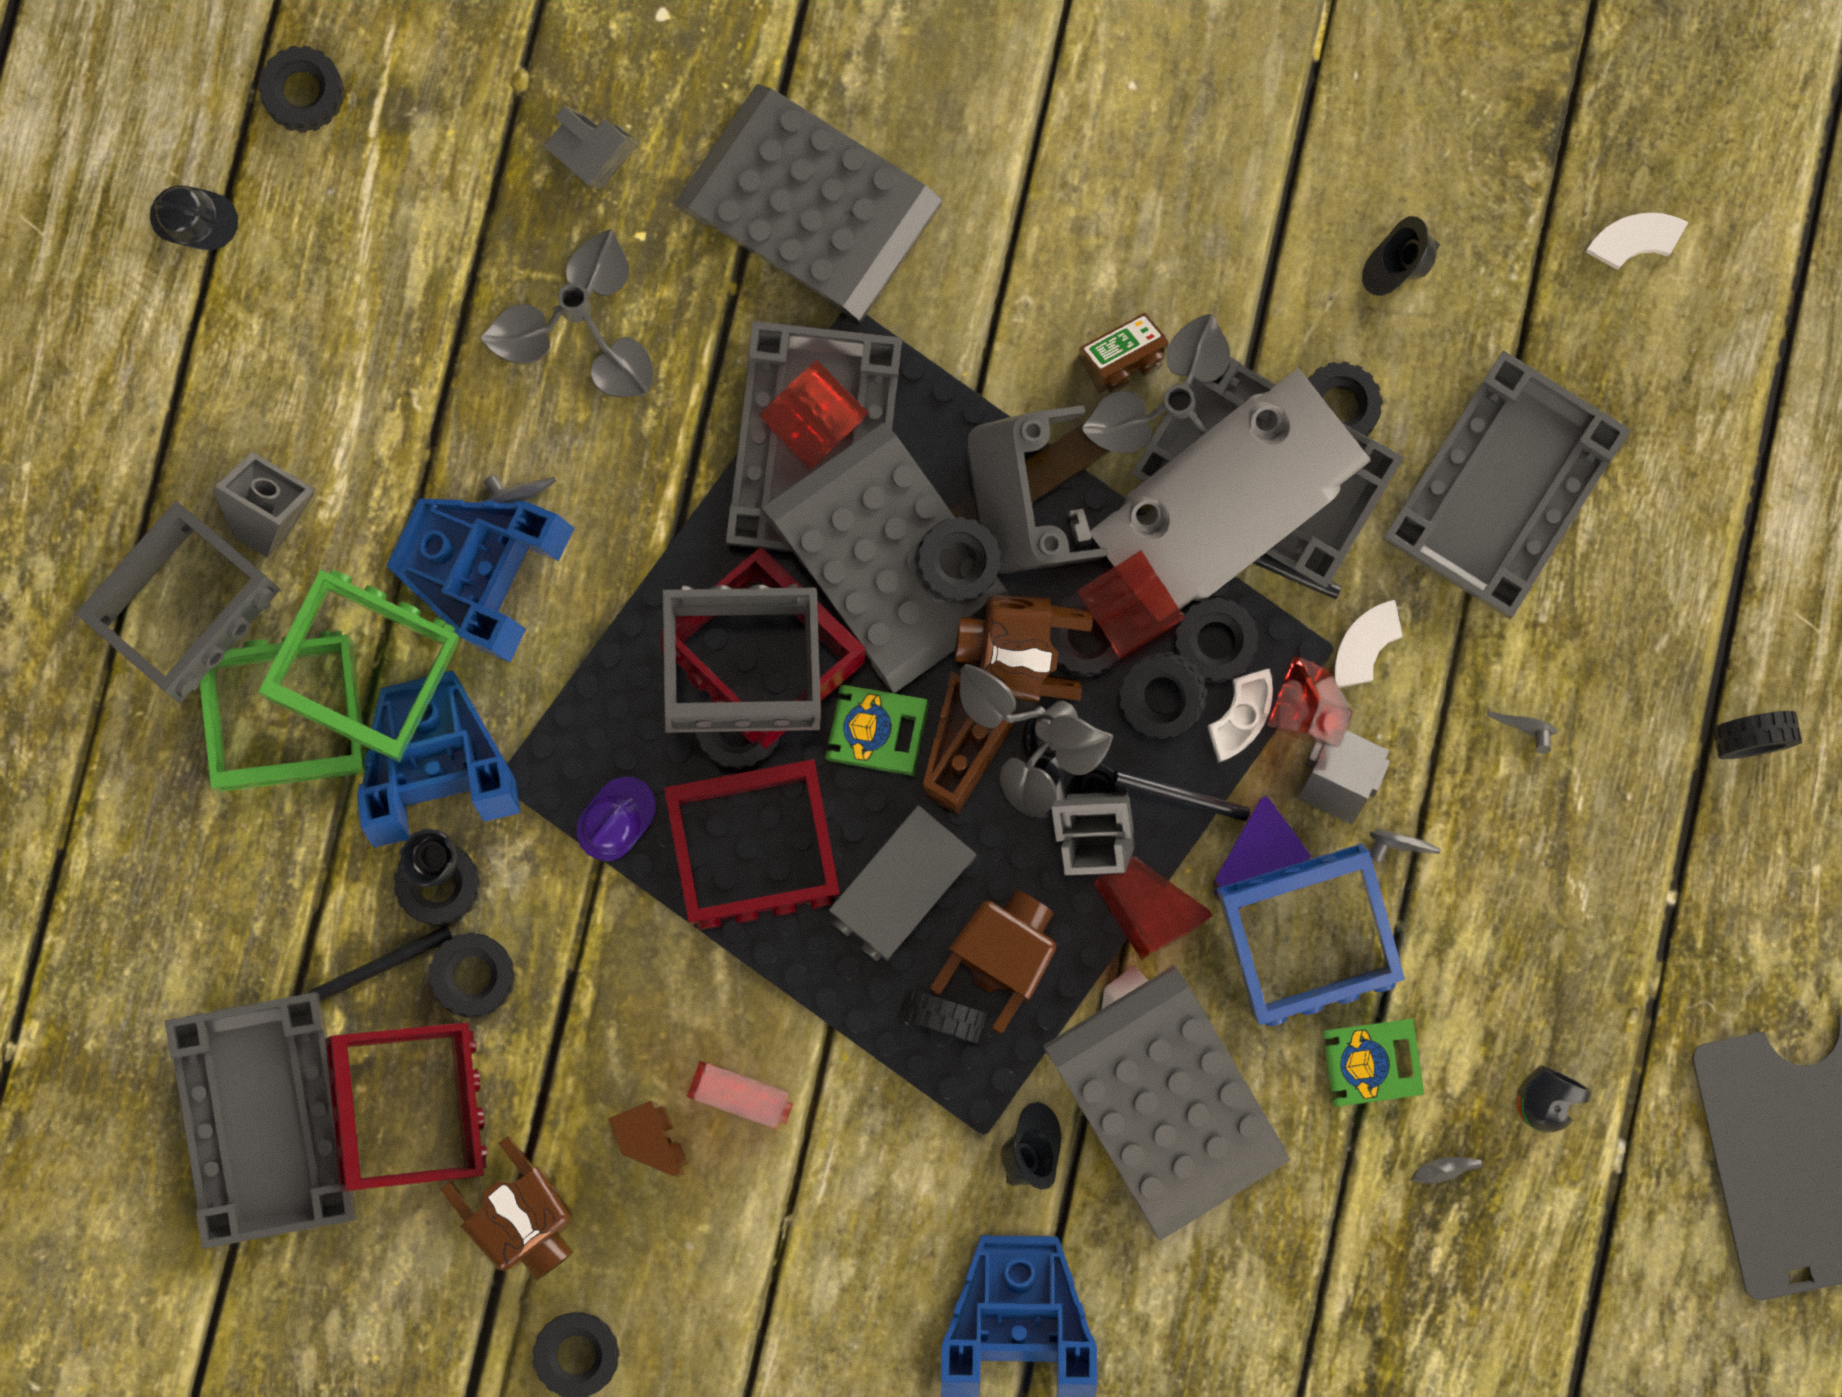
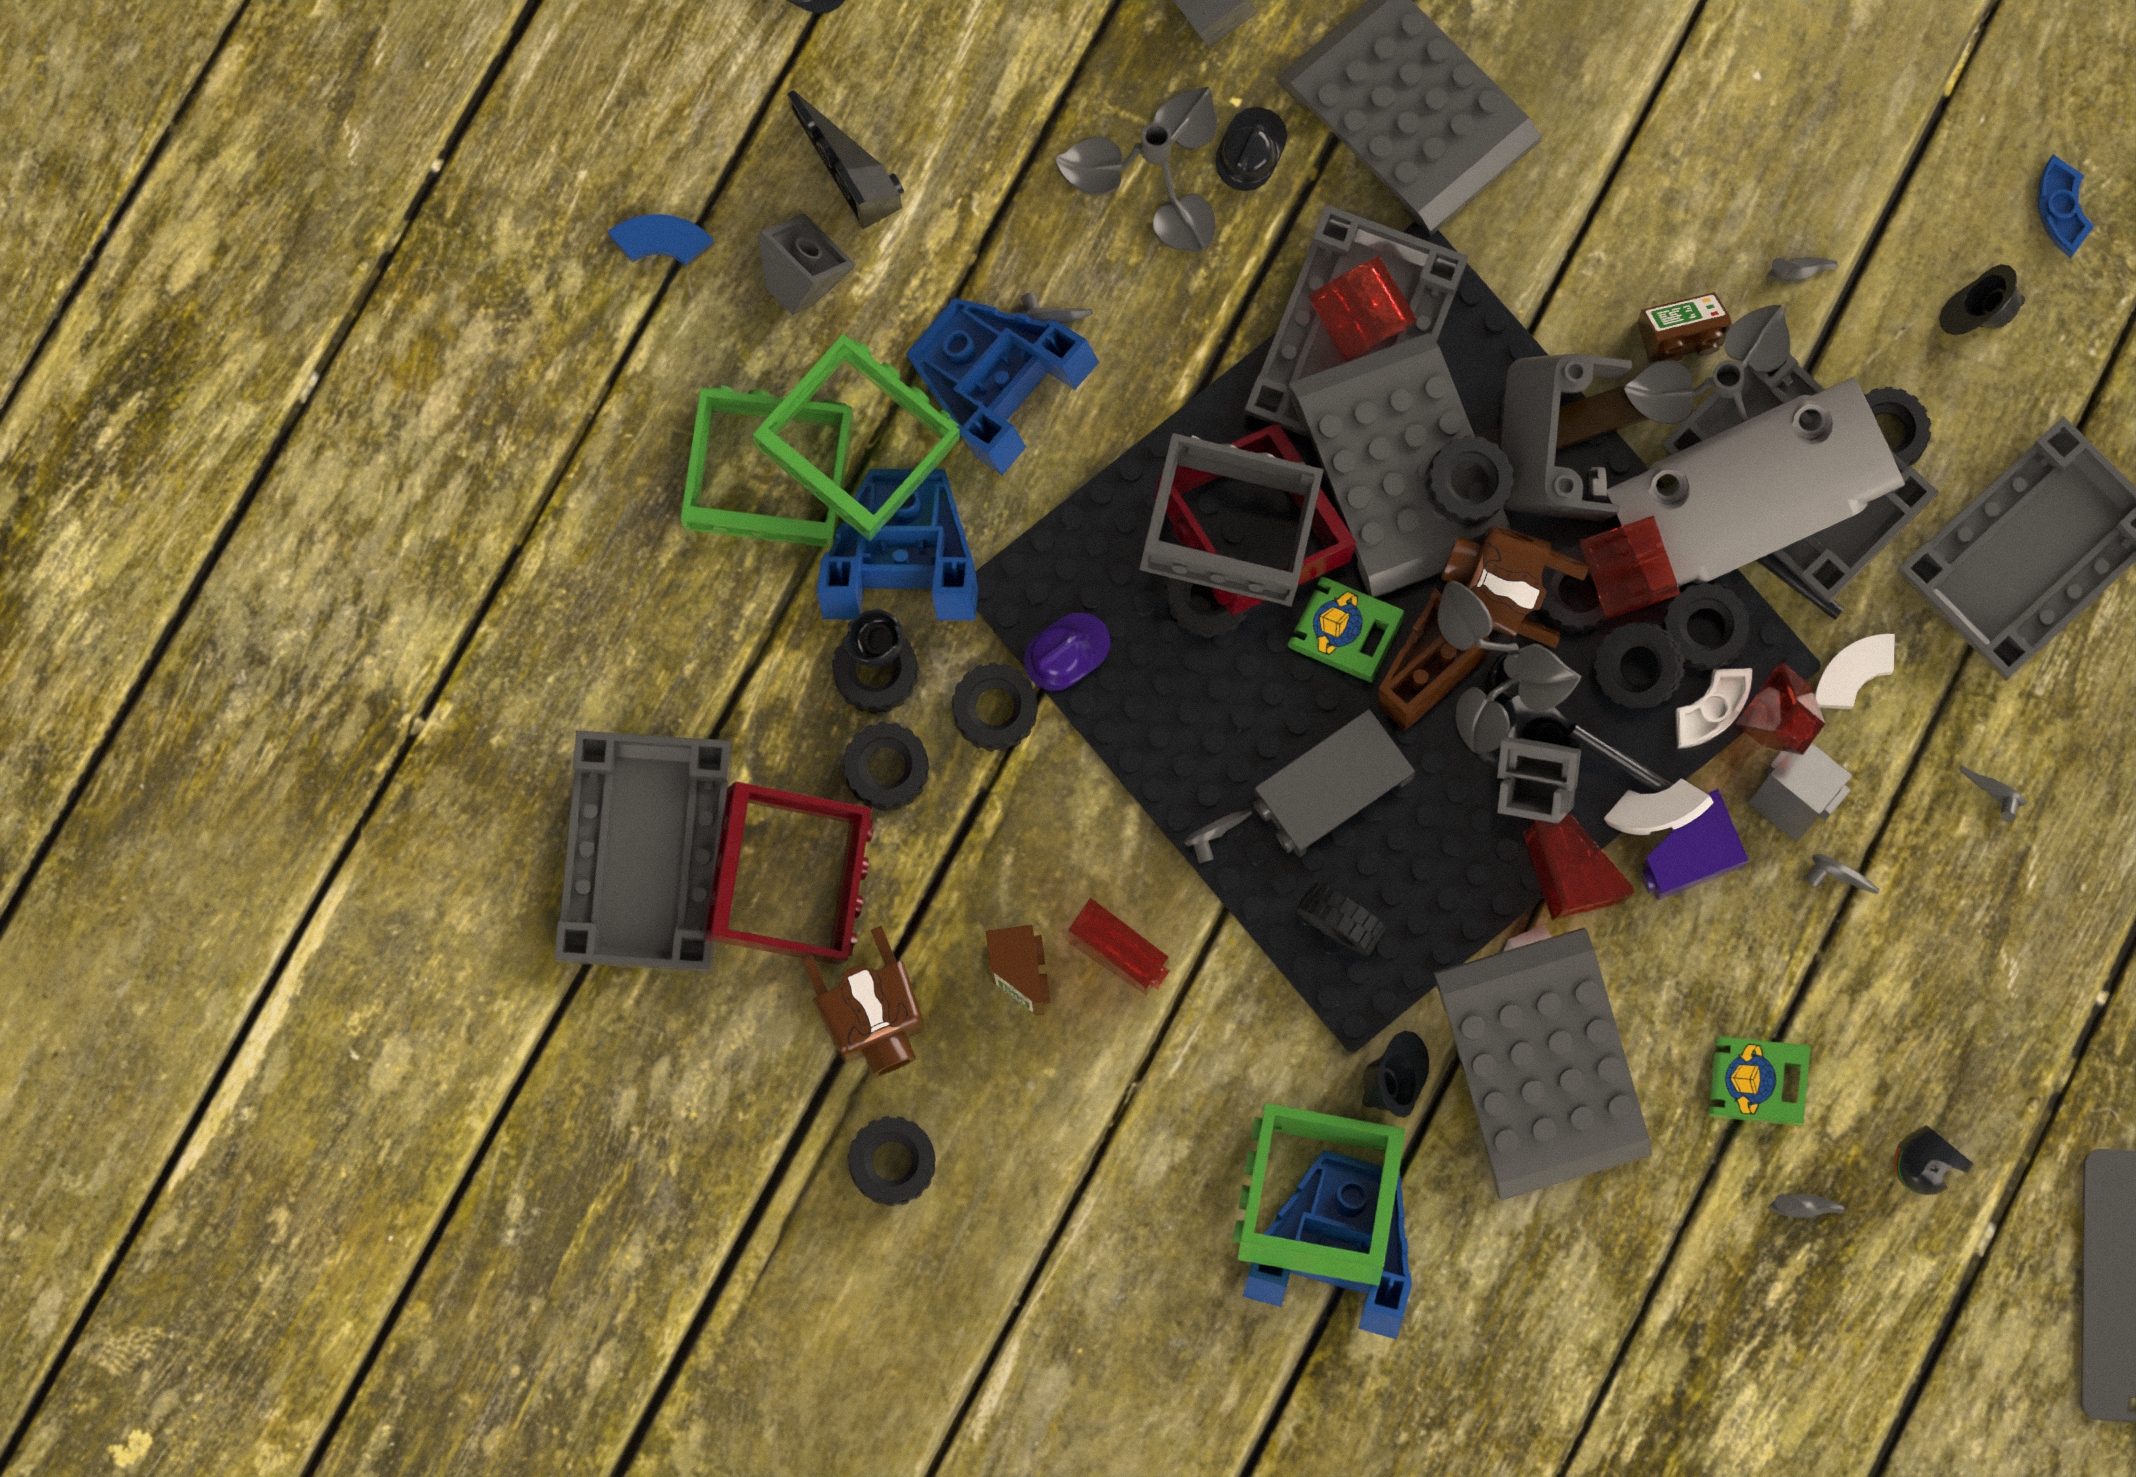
camera: 20 degrees right, 5 degrees down
(118, 509) = (660, 235): none -> blue tile
(139, 568) = (669, 293): dark grey window -> none
(297, 404) = (857, 174): none -> black wedge
(383, 963) = (802, 733): black piece -> none
(532, 884) = (994, 677): none -> black tyre
(667, 279) = (1251, 148): none -> black piece
(738, 783) = (1198, 646): dark red window -> none
(790, 966) = (1214, 830): none -> dark grey bar
(995, 1350) = (1308, 1256): none -> bright green window
(1003, 951) = (1416, 873): reddish brown piece -> none
(1216, 831) = (1654, 812): none -> white tile
(1218, 265) = (1798, 268): none -> dark grey bar
(1291, 879) = (1727, 873): blue window -> none
(1449, 141) = (2060, 206): none -> blue tile

